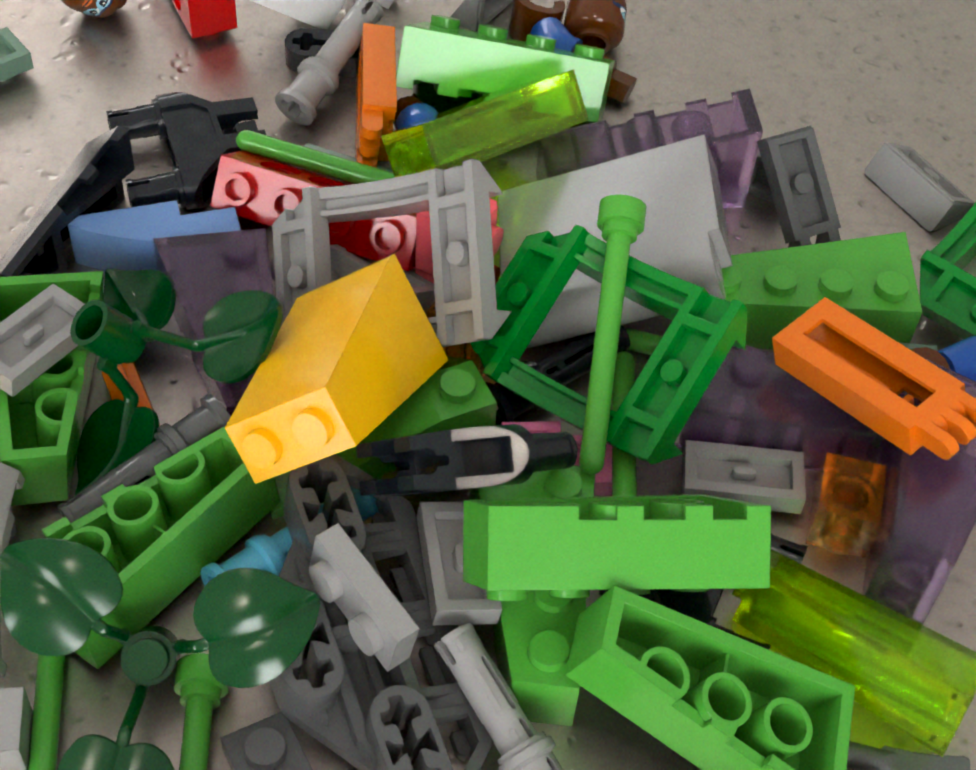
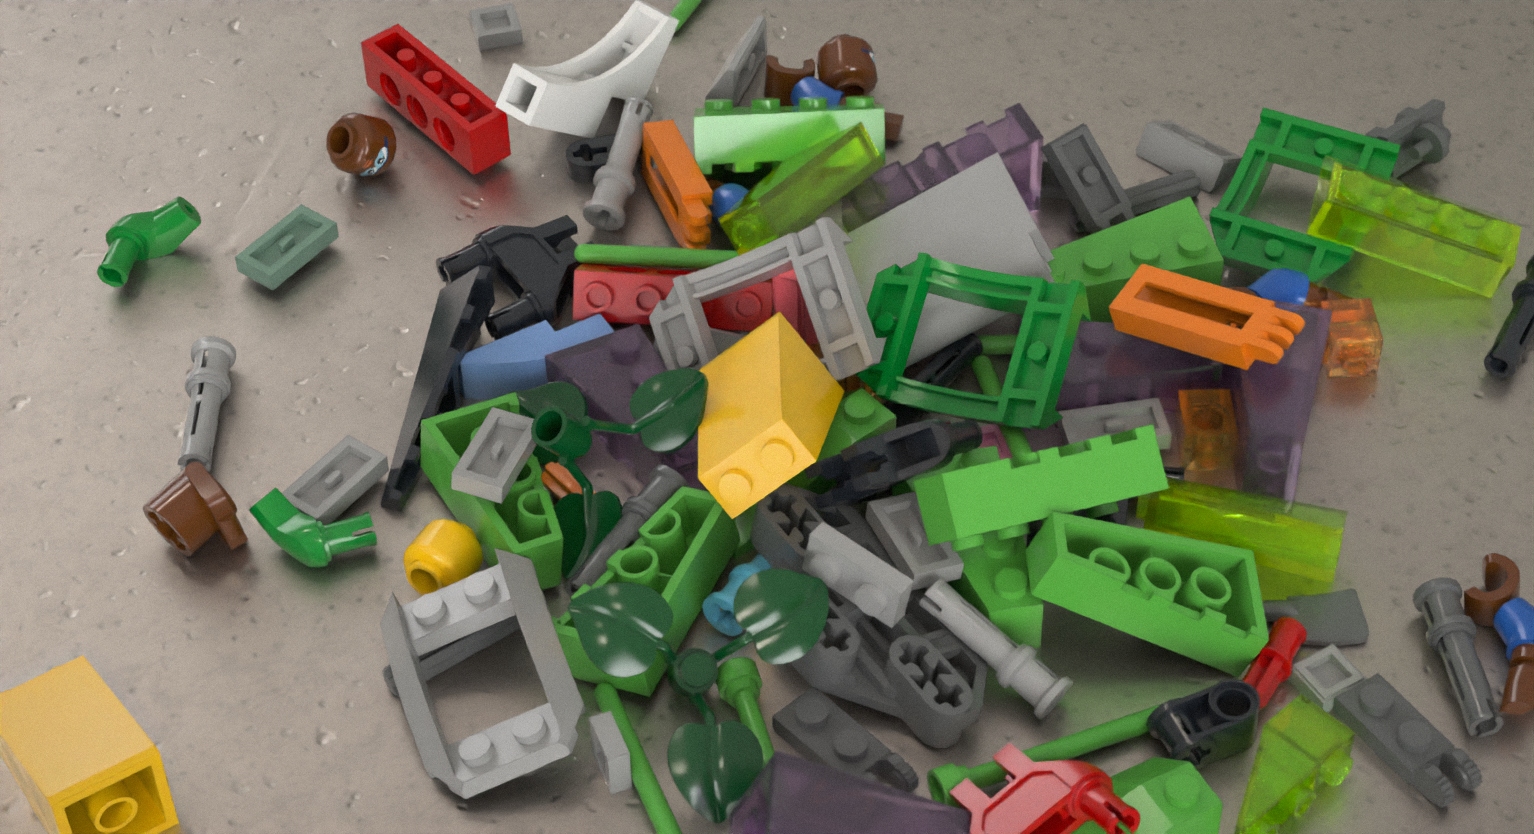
camera: 10 degrees left, 5 degrees down
(620, 221) = (957, 241): bright green piece -> none
(869, 220) = (1152, 195): none -> dark grey axle

